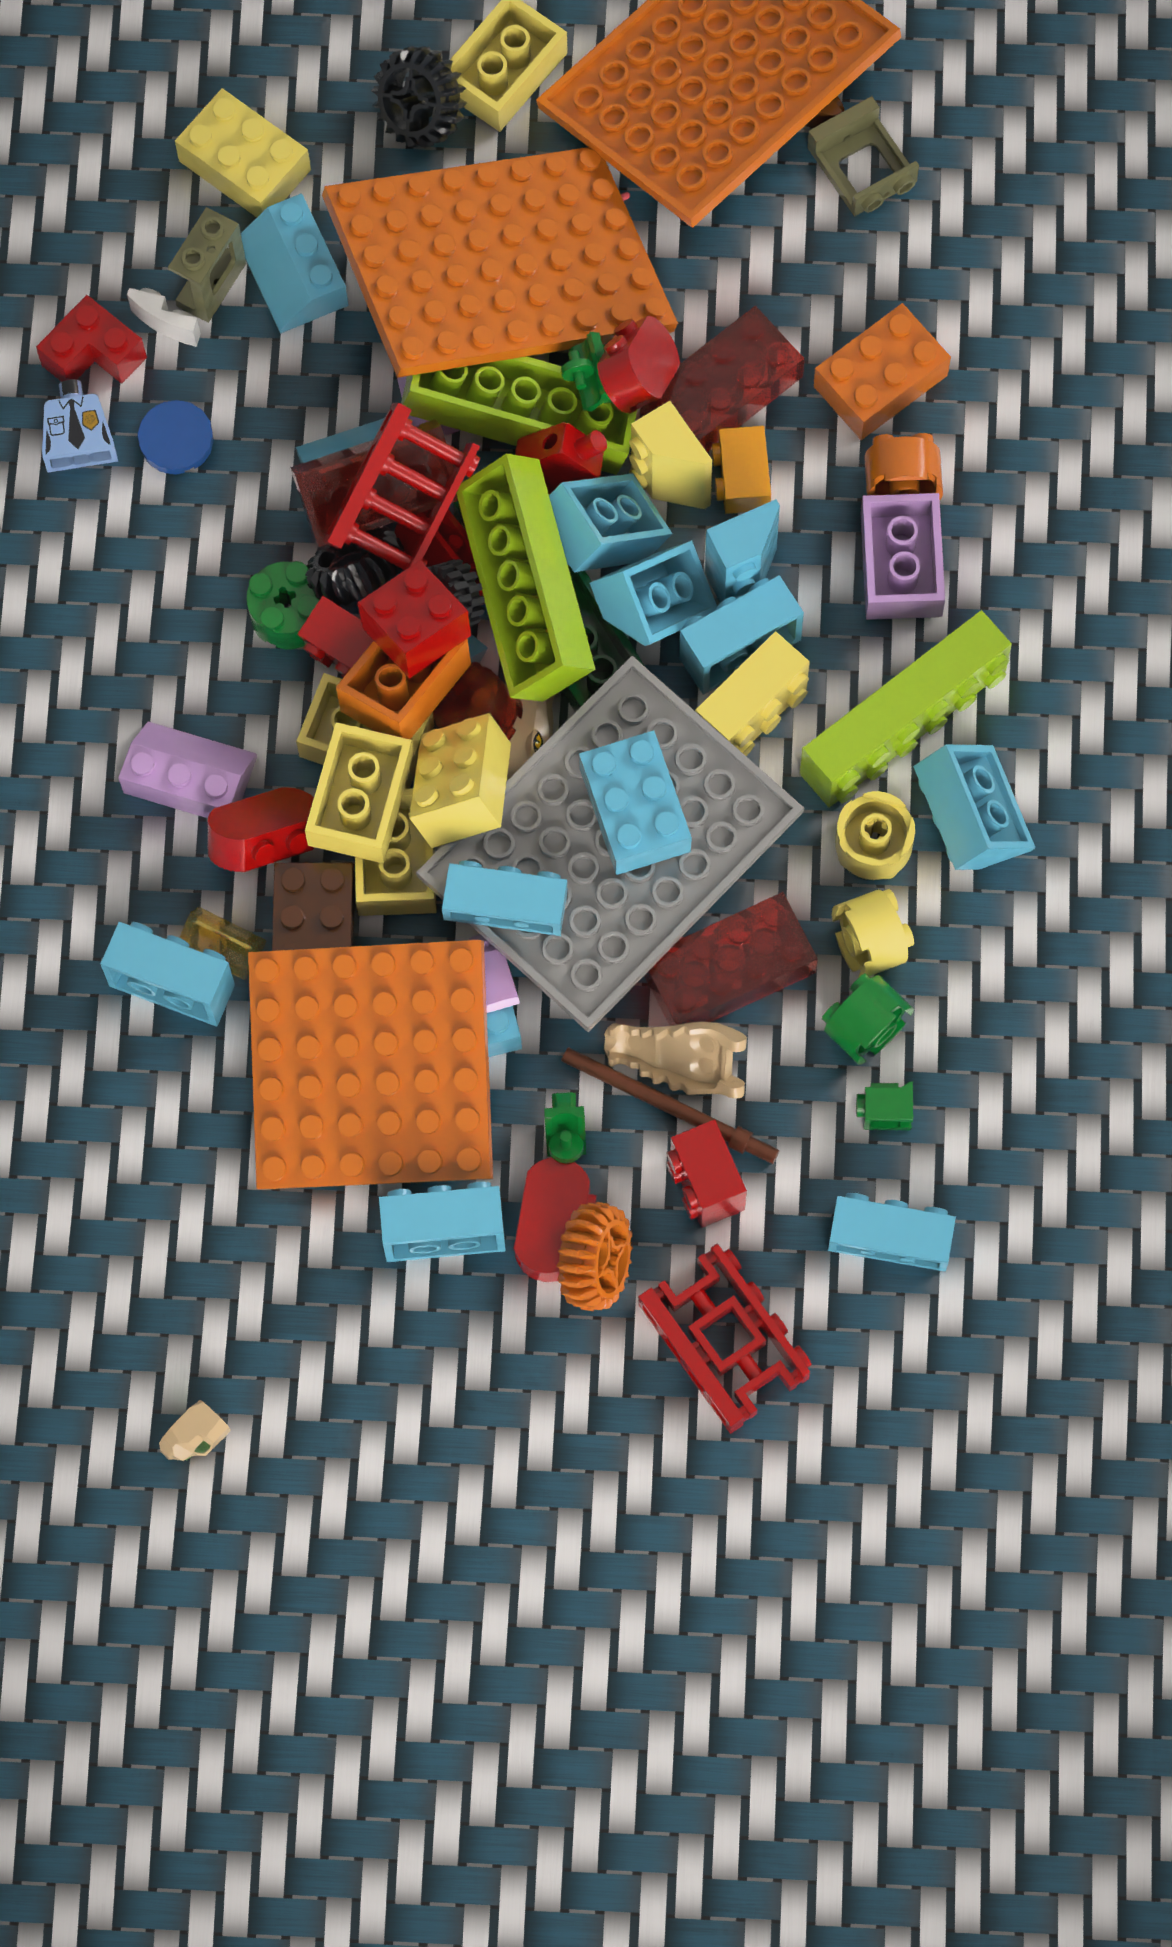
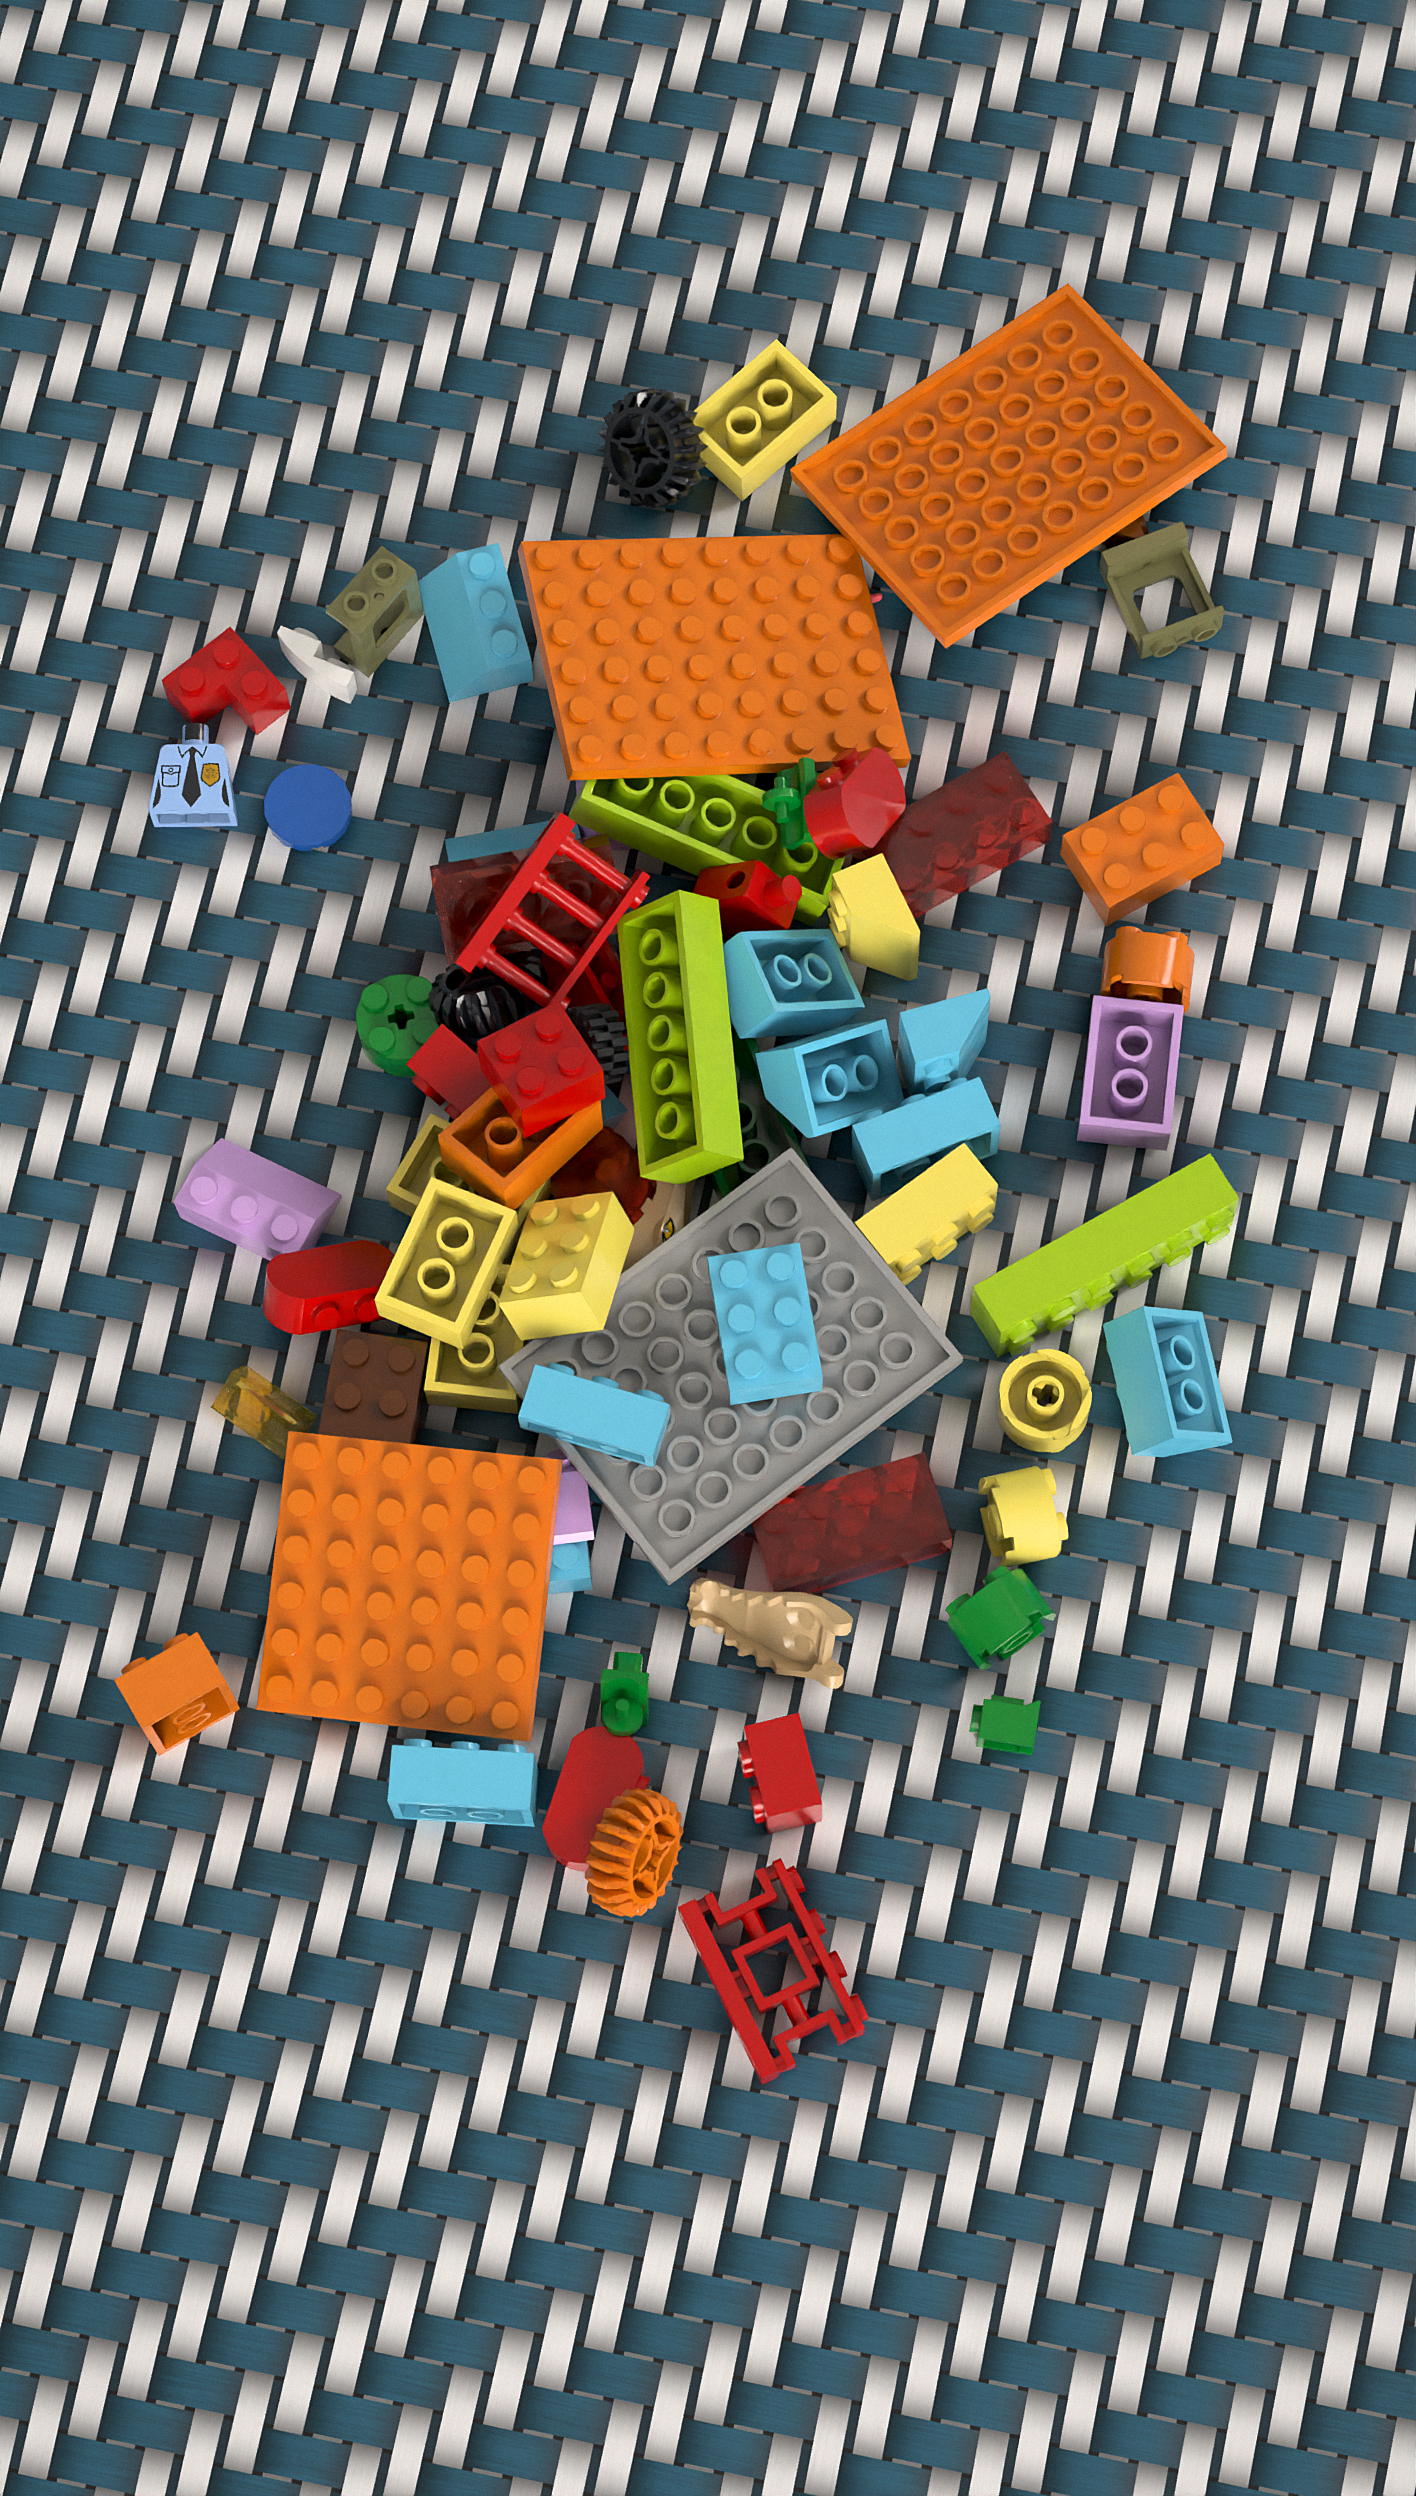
camera: 10 degrees right, 0 degrees up
(168, 972) = (194, 1439): medium azure brick -> none
(189, 1182) = (176, 1692): none -> orange brick
(193, 1433) = (136, 1988): tan rock -> none
(242, 154) = (438, 486): light yellow brick -> none
(738, 1139) = (827, 1735): copper bar -> none
(743, 468) = (962, 941): light orange brick -> none
(892, 1232) = (988, 1874): medium azure brick -> none

